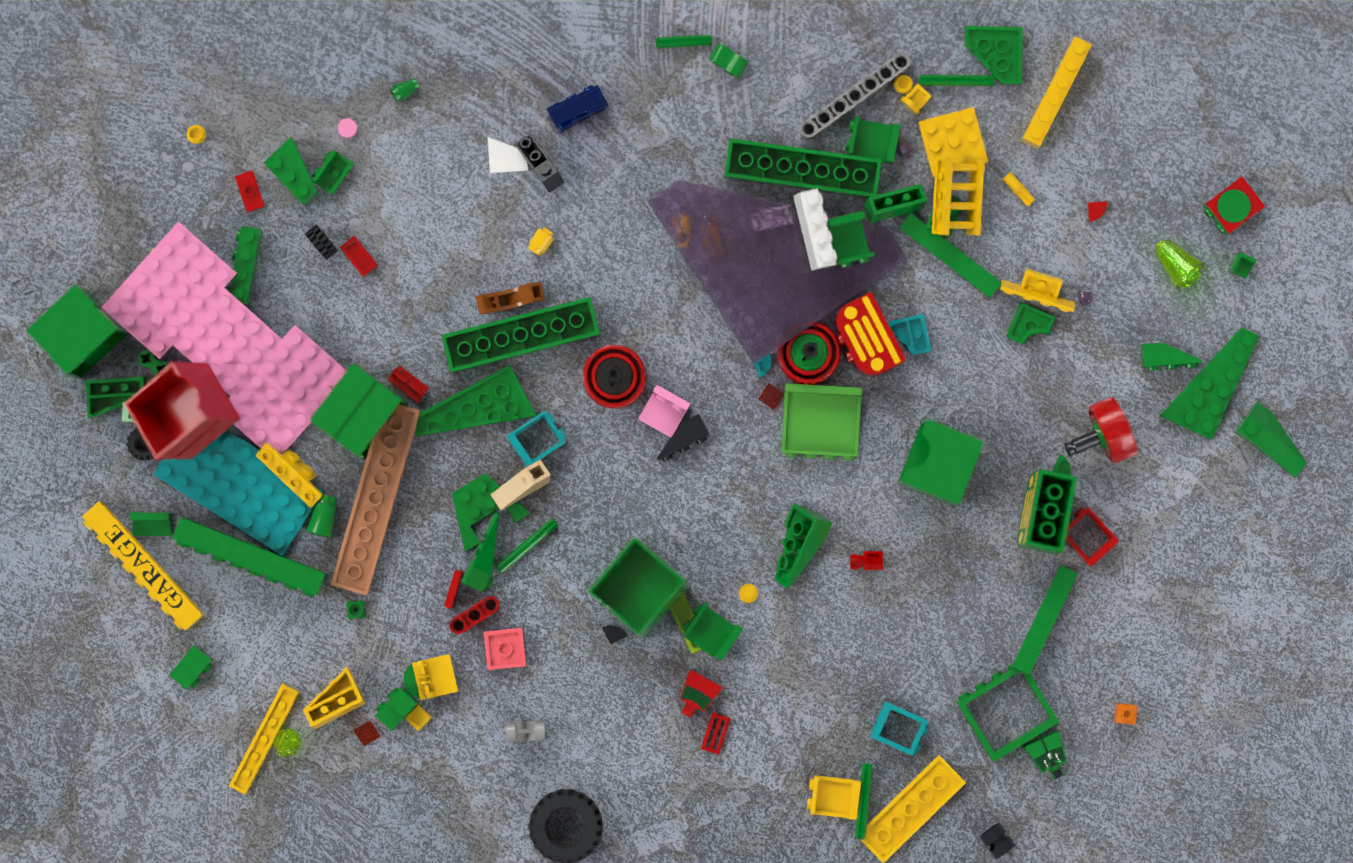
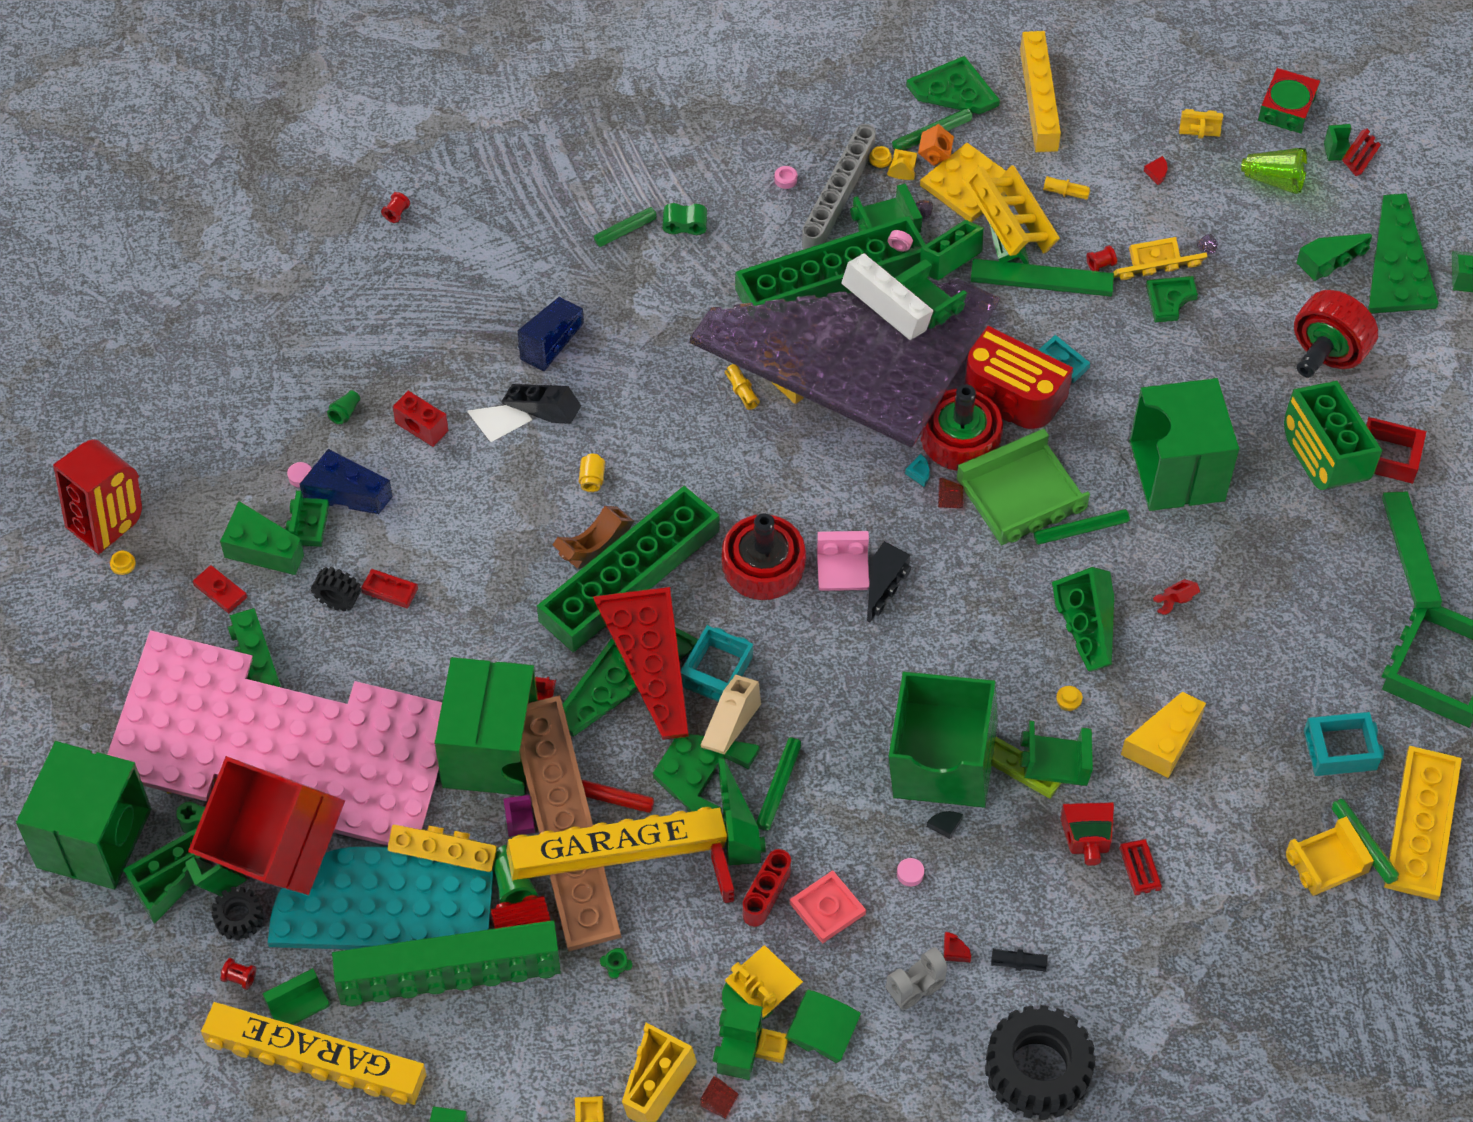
camera: 30 degrees left, 30 degrees down
(125, 485) = (238, 973): none -> red bush
(200, 83) = (97, 494): none -> red brick
(312, 549) = (528, 911): none -> red brick
(350, 476) = (519, 815): none -> magenta panel
(371, 157) = (346, 484): none -> clear blue wedge
(396, 538) = (615, 843): none -> yellow brick
(420, 495) = (618, 796): none -> red axle
(449, 131) = (420, 418): none -> red brick
(455, 724) = (823, 1025): none -> green slope
(495, 407) = (647, 642): none -> red wing
(566, 720) = (955, 949): none -> red tile
(571, 654) = (910, 872): none -> bright pink tile
(599, 751) = (1019, 960): none -> black pin
(791, 657) = (1165, 735): none -> yellow wedge
(825, 61) = (785, 177): none -> bright pink tile
(841, 472) = (1081, 526): none -> green axle
(857, 183) = (900, 240): none -> bright pink tile
(946, 100) = (936, 145): none -> orange brick
(1000, 266) = (1102, 258): none -> red bush
(1153, 190) = (1200, 123): none -> yellow hips
(1253, 284) = (1369, 142): none -> red tile

